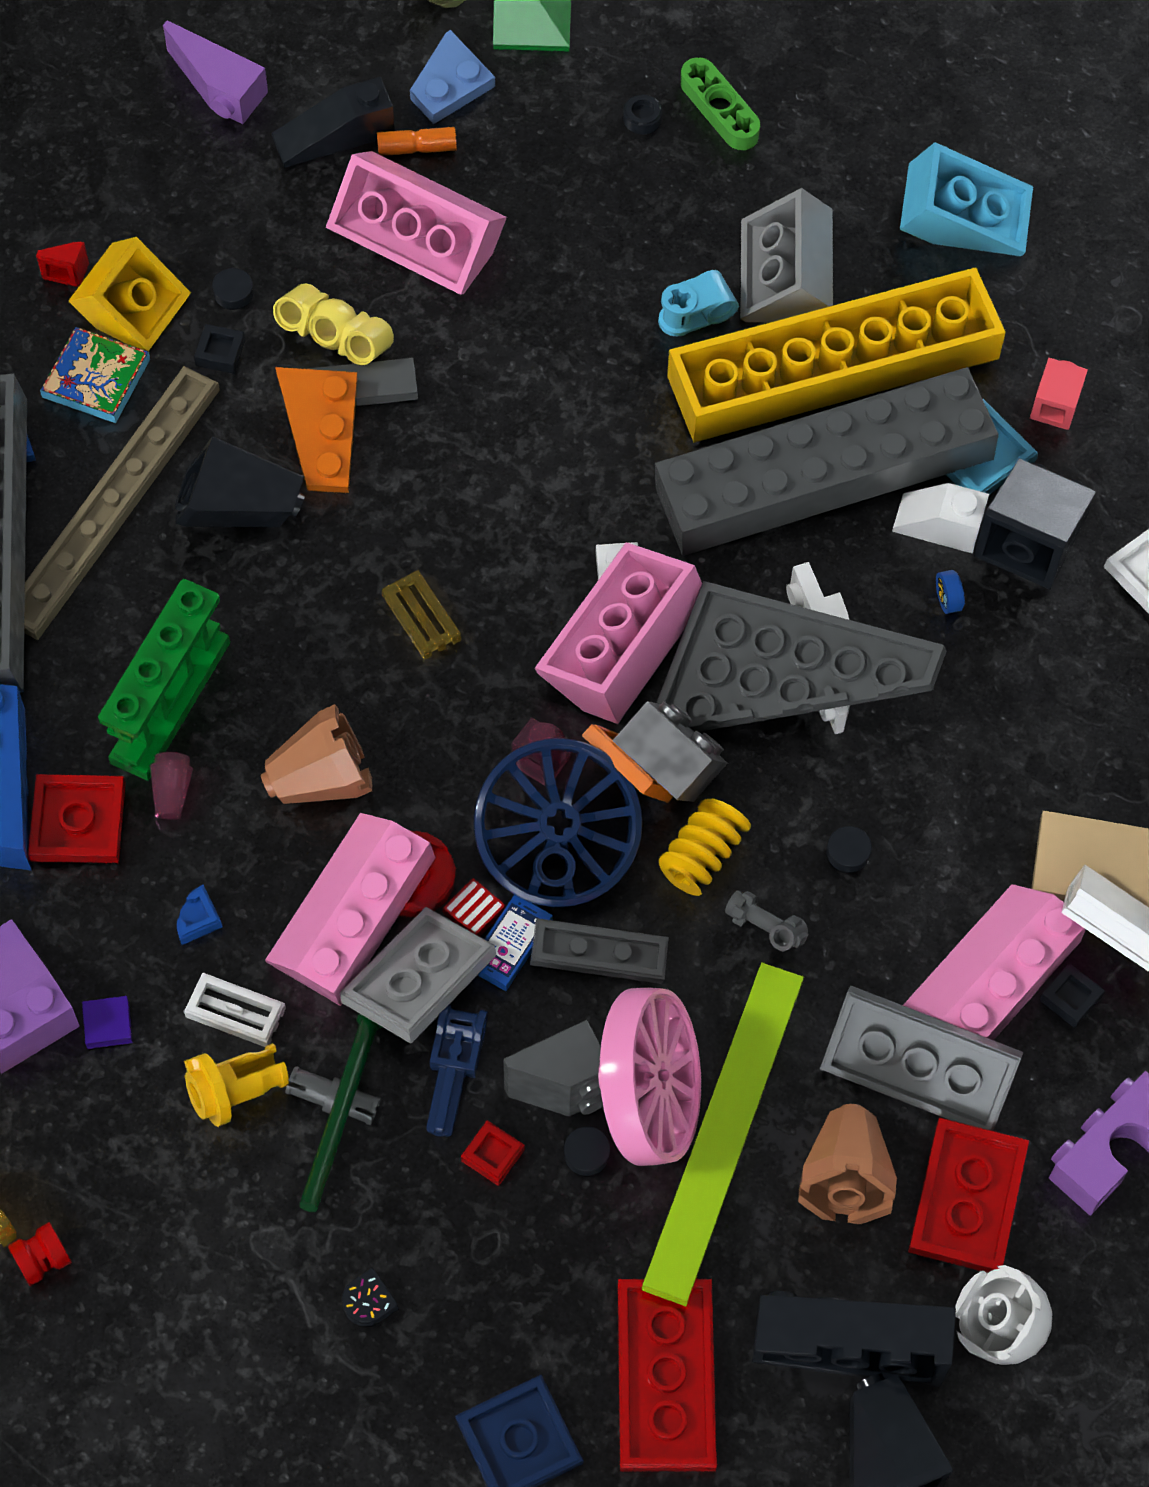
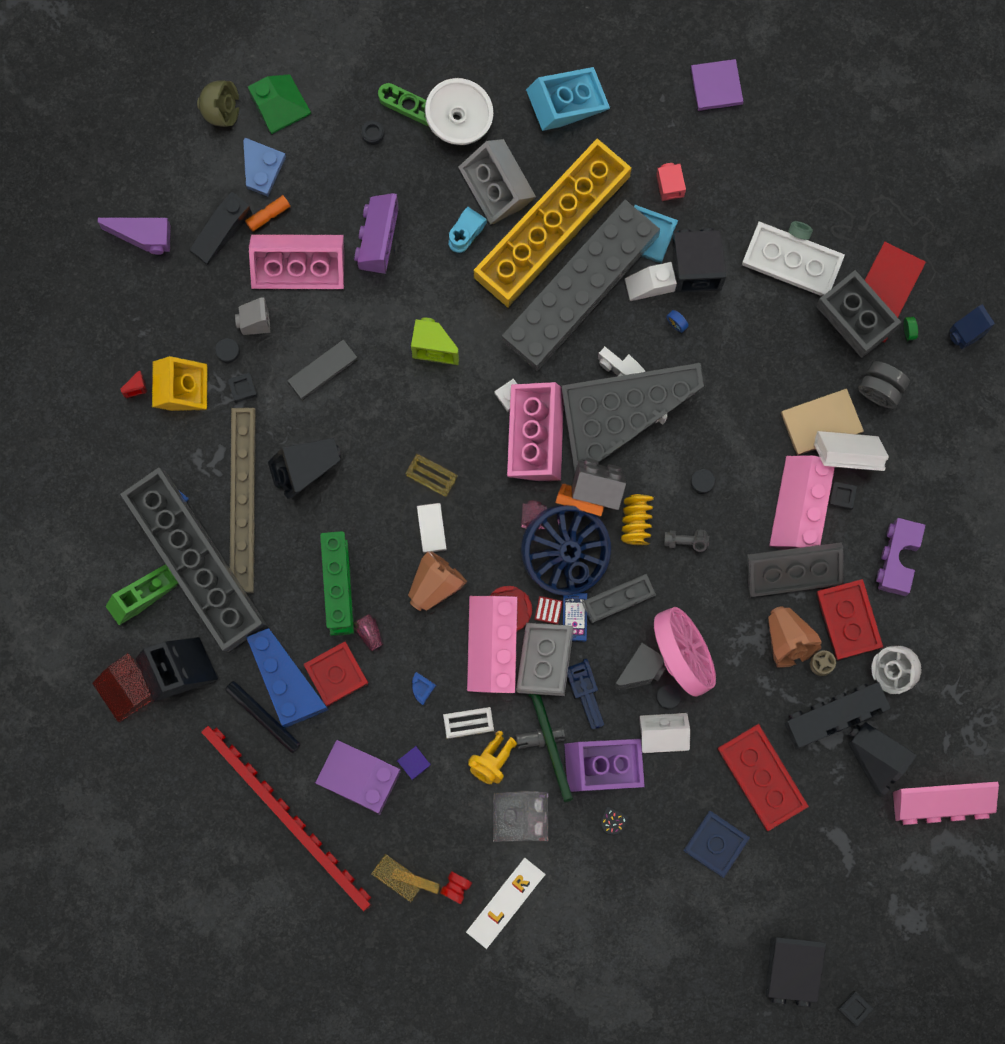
camera: 30 degrees left, 15 degrees up
(95, 374) = (189, 437): tile -> none
(105, 1332) = (505, 903): none -> white sticker
(221, 1201) = (520, 816): none -> clear slope
(300, 257) = (253, 317): none -> light grey slope
(322, 423) = (321, 401): orange wing -> none
(333, 324) = (293, 344): light yellow piece -> none
(371, 688) = (431, 528): none -> white tile
(410, 1197) = (604, 765): none -> medium lavender slope
(492, 1153) = (627, 721): red tile -> none
(539, 422) = (433, 343): none -> lime slope
(543, 1205) = (665, 732): none -> white panel
(561, 241) = (377, 233): none -> medium lavender slope
(722, 1135) = (725, 652): lime tile -> none
(790, 123) = (459, 98): none -> white dish
(885, 1232) = (825, 659): none -> dark tan wheel

